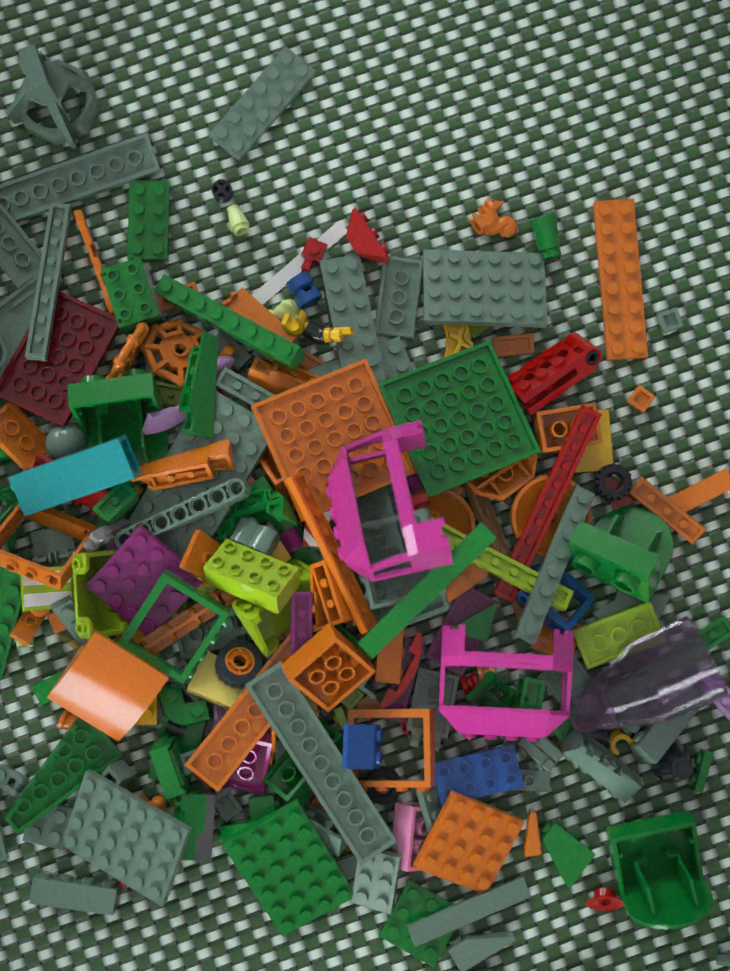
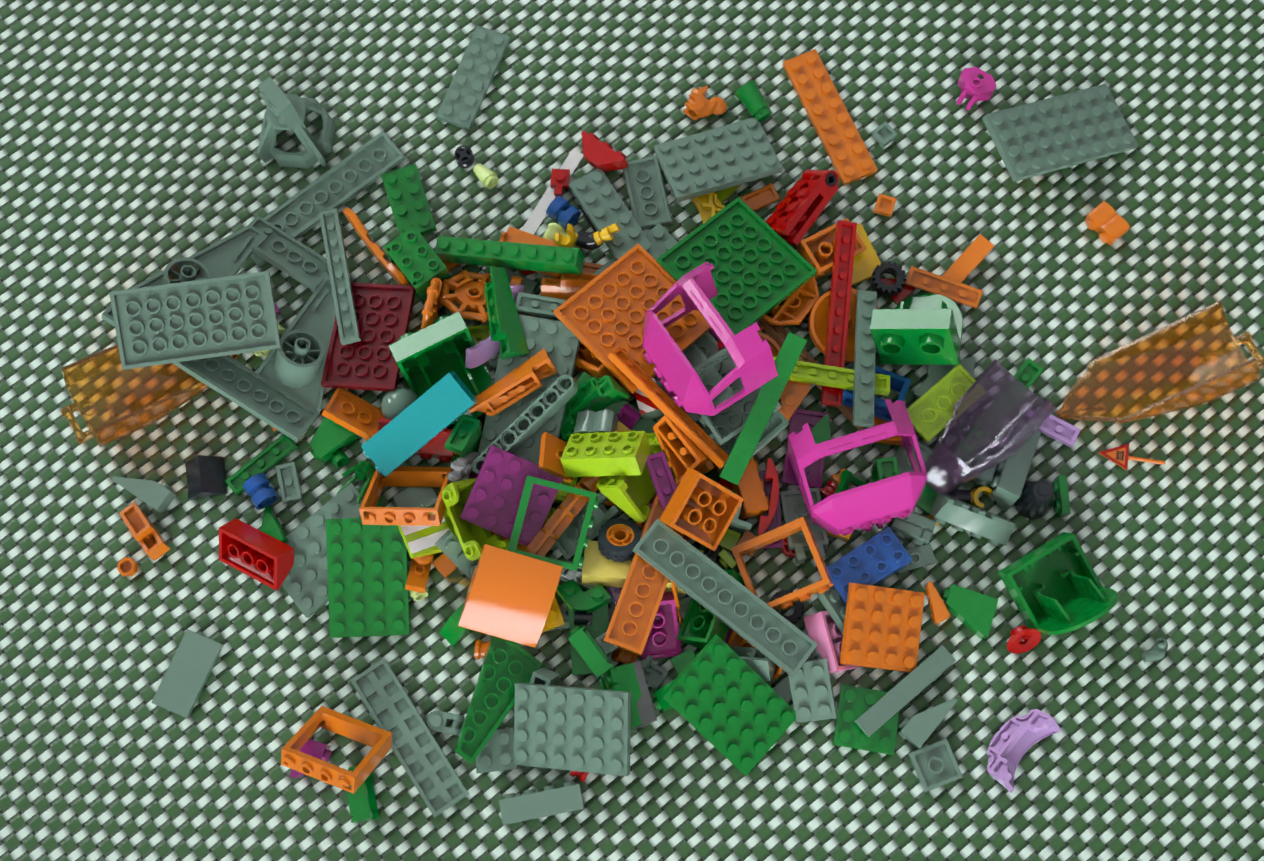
camera: 15 degrees left, 10 degrees down
(362, 746) = (756, 568): blue slope -> none

